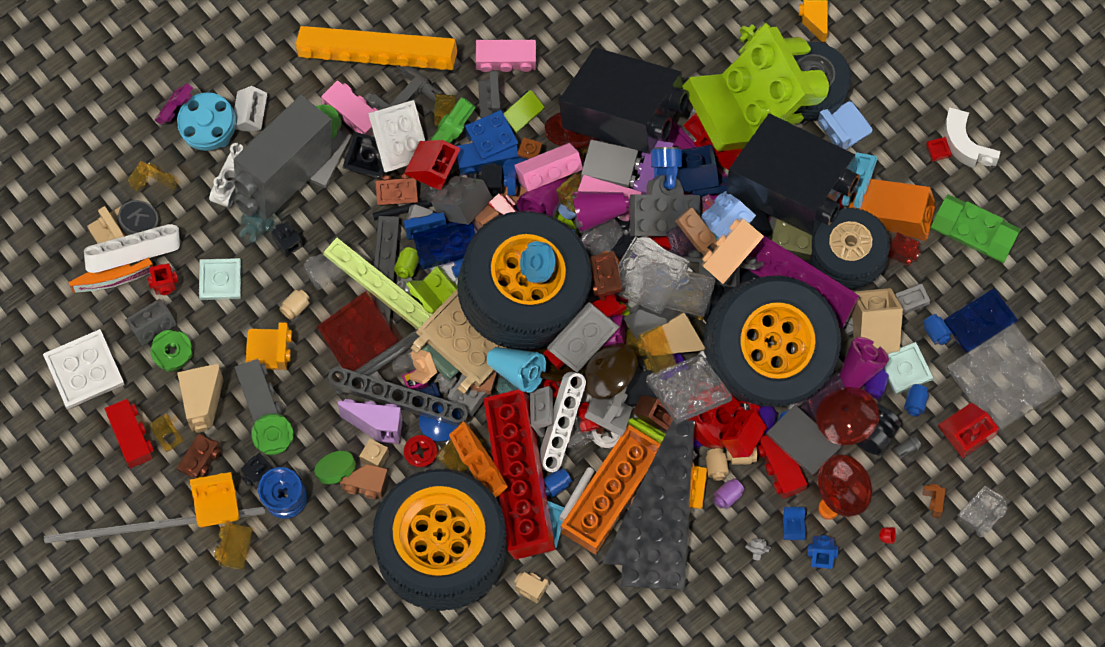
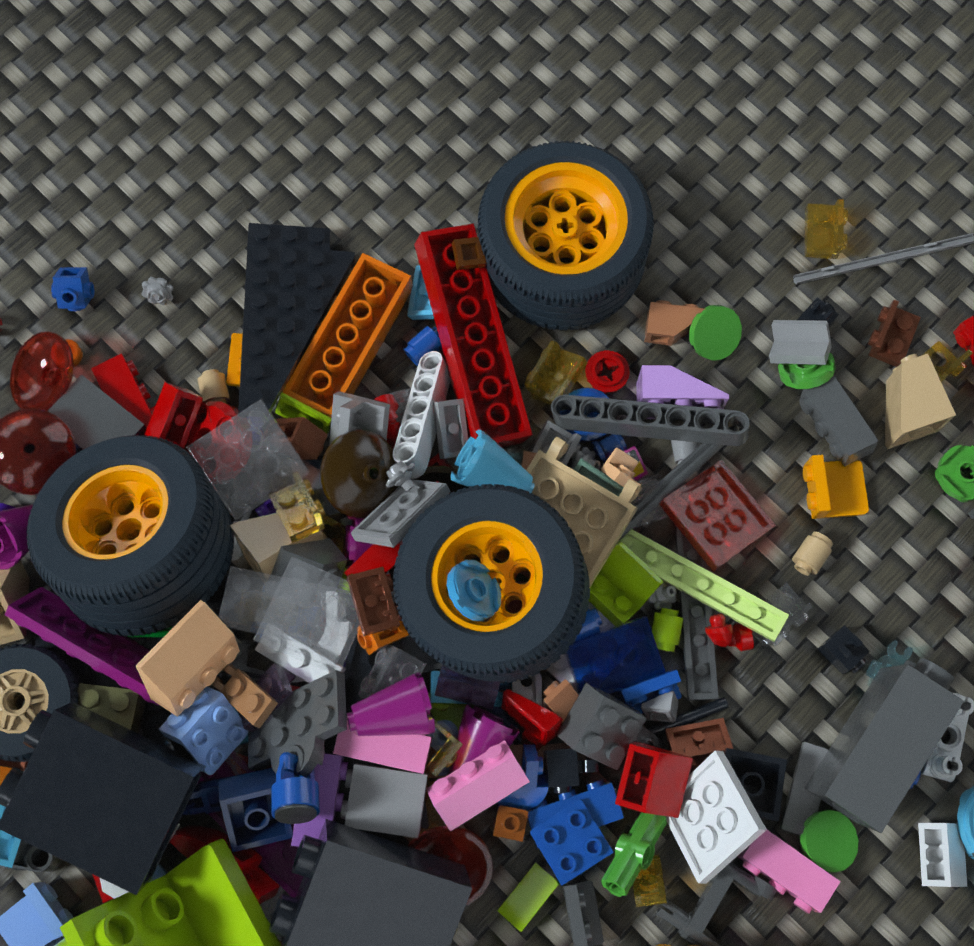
camera: 175 degrees right, 5 degrees up
(214, 499) = (861, 274): light orange bracket -> none
(220, 279) = (923, 584): light aqua tile -> none
(274, 448) = (800, 342): none -> light grey panel
(279, 482) = (786, 278): blue wheel -> none
(368, 253) = (726, 635): none -> red arm
(374, 454) = (667, 351): tan brick -> none
(477, 459) = (531, 349): orange slope -> none
(515, 521) = (468, 253): none -> reddish brown plate
(530, 586) = (442, 213): tan brick -> none
(577, 493) = (395, 334): white bar -> none
(581, 363) = (400, 475): none -> light grey plant
(728, 493) = (197, 355): medium lavender brick -> none
(794, 523) = (111, 323): blue bracket -> none

